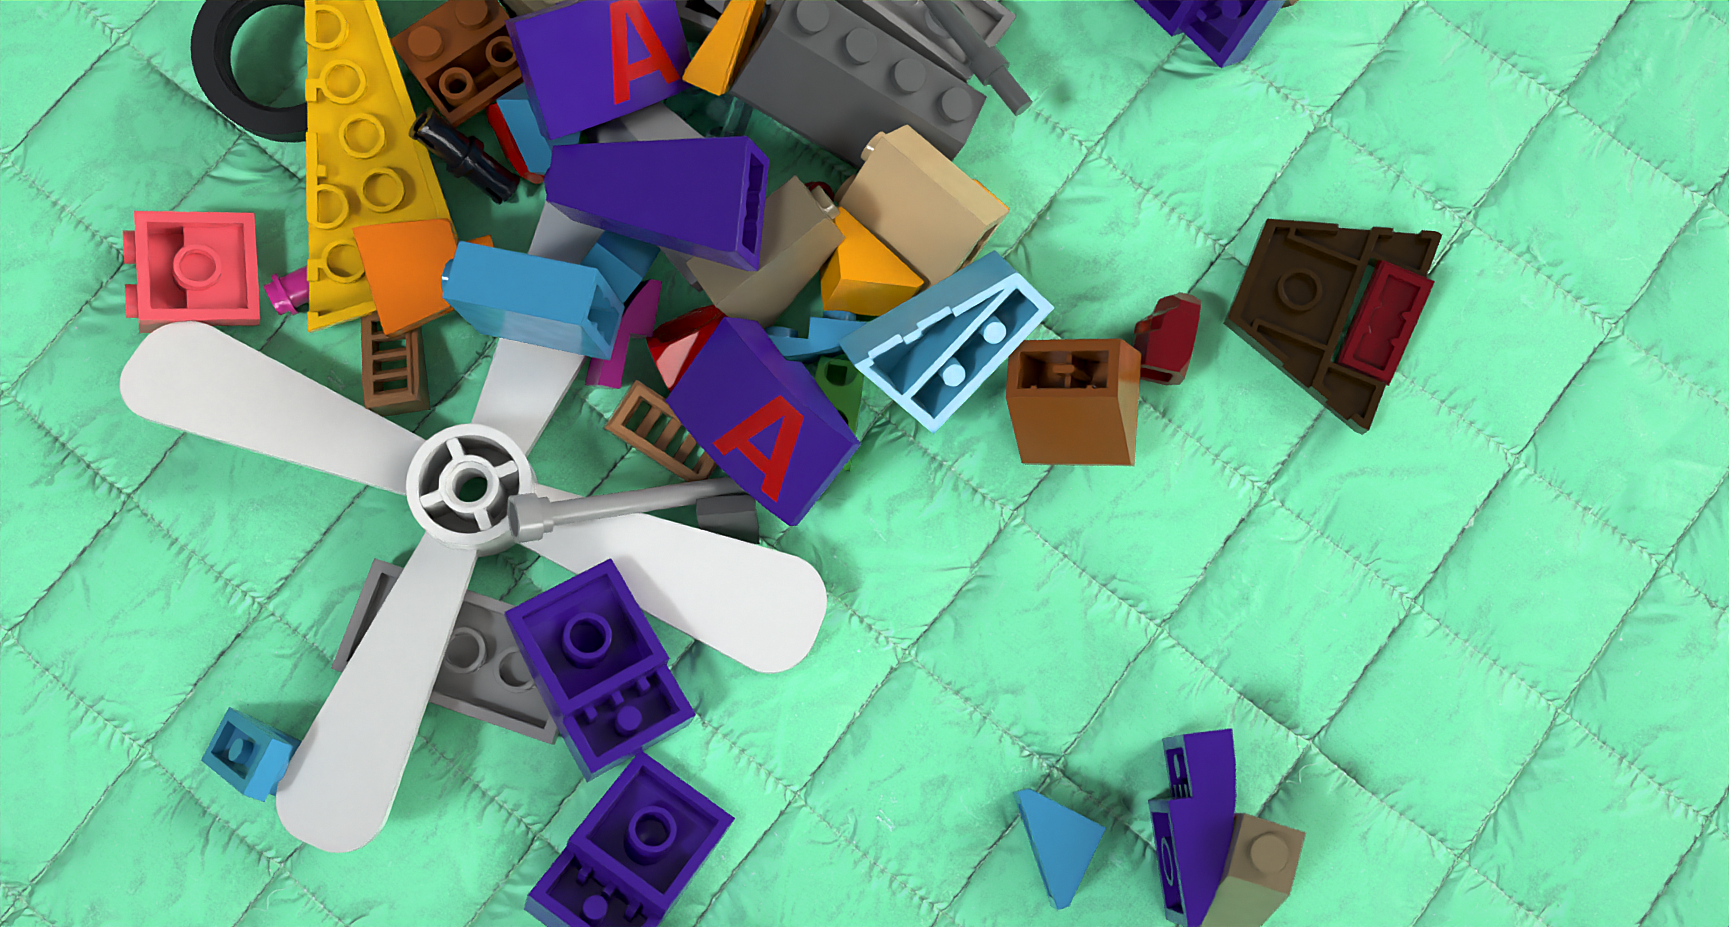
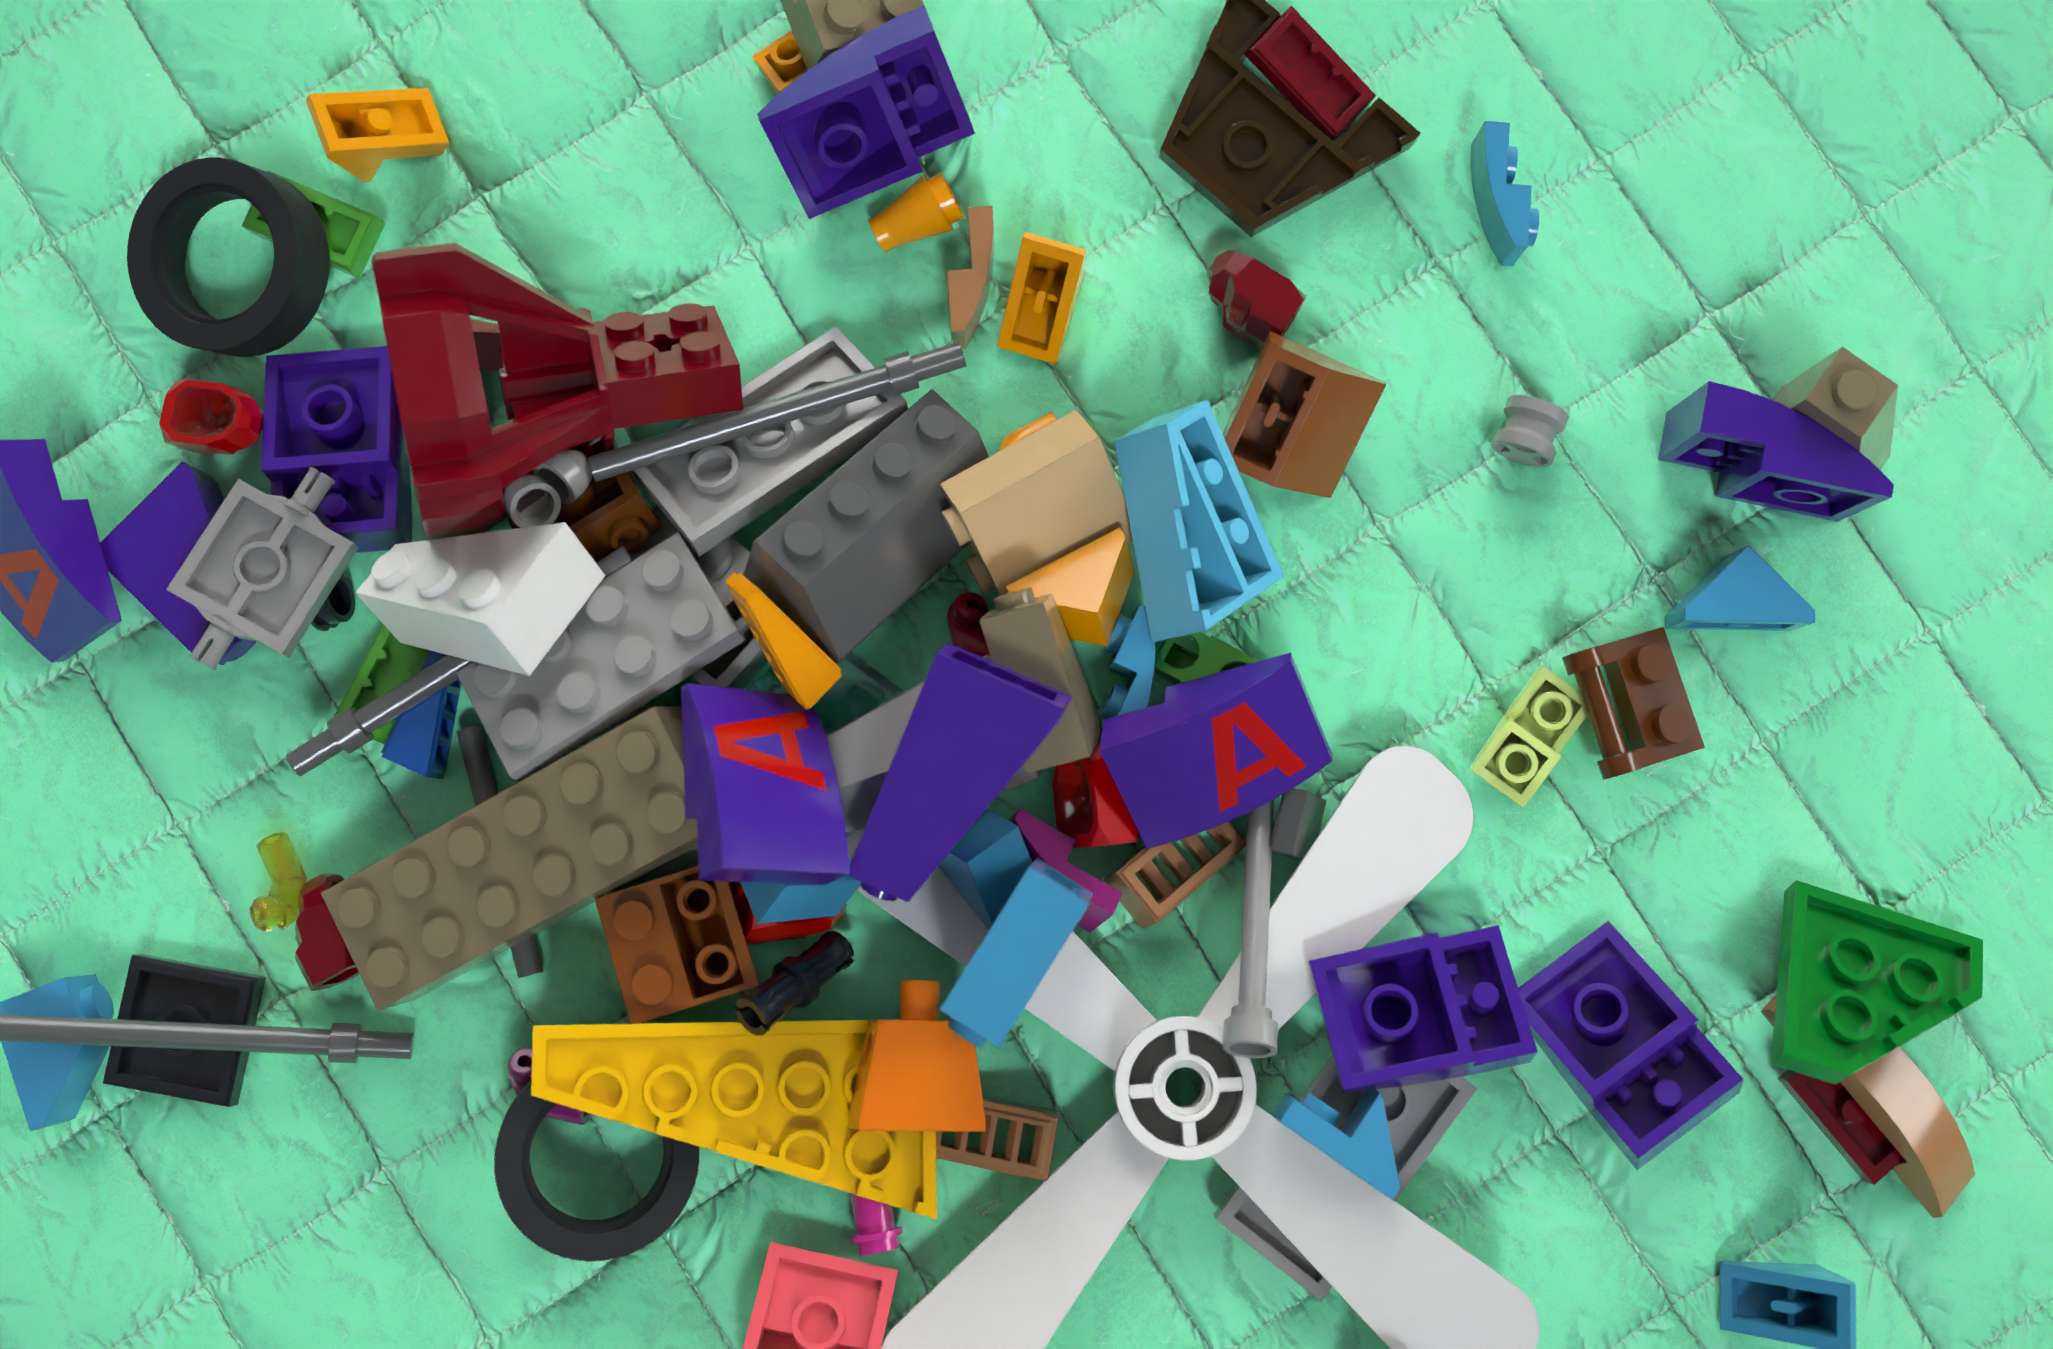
camera: 70 degrees left, 5 degrees up
(461, 649) = (1361, 1143): none -> dark azure slope
(873, 699) = (1530, 736): none -> yellowish green slope
(943, 790) = (1647, 697): none -> reddish brown plate
(1084, 109) = (970, 287): none -> medium nougat slope
(1102, 166) = (1042, 297): none -> light orange slope
(1138, 49) = (917, 214): none -> light orange cone
(1141, 609) = (1530, 431): none -> light grey wheel
(1326, 530) = (1501, 205): none -> dark azure slope

